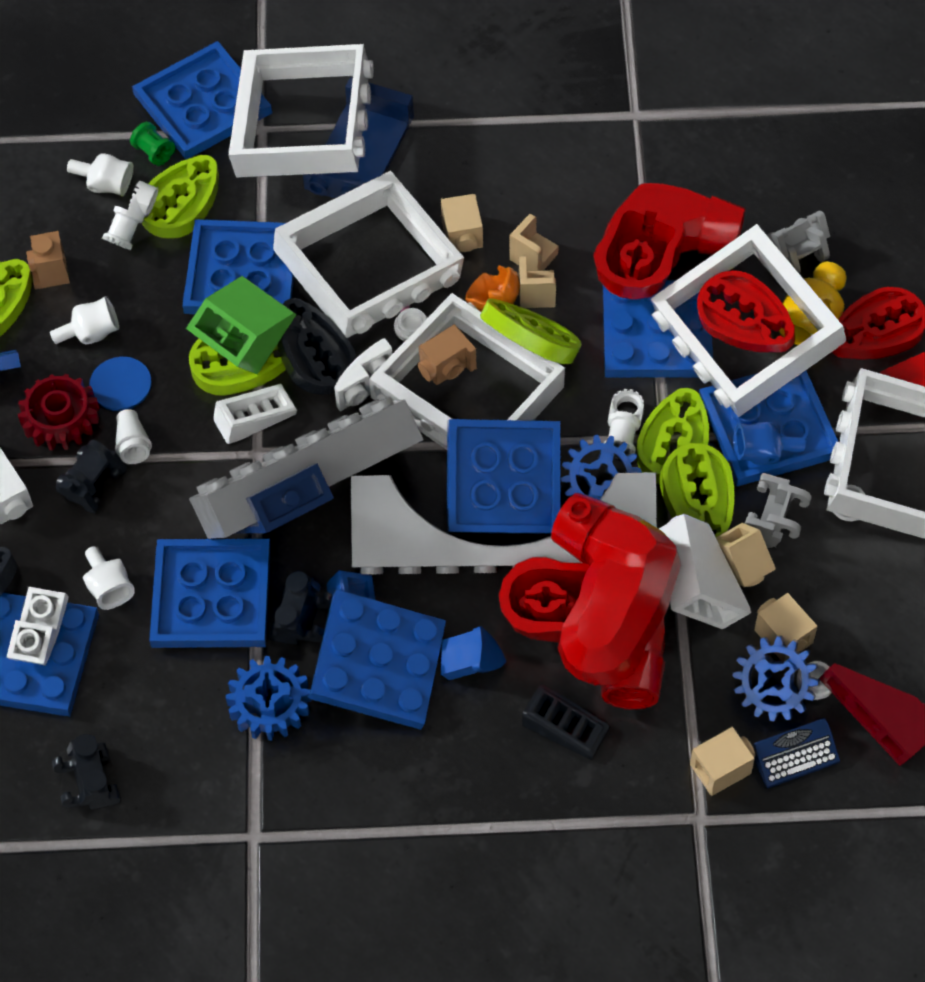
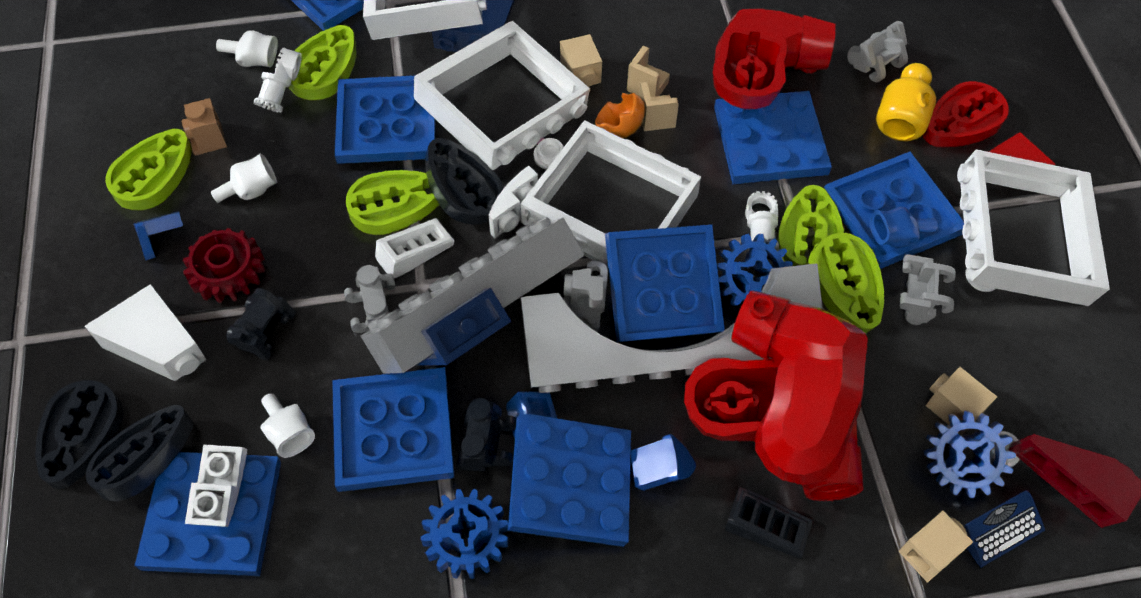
camera: 10 degrees left, 0 degrees up
(121, 383) = (283, 233): blue piece -> none
(131, 439) = (297, 285): white cone -> none
(152, 143) = (296, 22): green bush -> none
(204, 457) = (372, 295): none -> light grey piece
(242, 323) = (393, 164): bright green slope -> none
(423, 481) = (587, 293): none -> light grey piece
(446, 356) = (592, 175): medium nougat brick -> none
(532, 331) = (663, 147): lime piece -> none
(705, 580) = (887, 373): white slope -> none
(741, 399) = (896, 79): white window -> none
(746, 554) = (906, 334): tan brick -> none
(752, 295) = (868, 91): red piece -> none

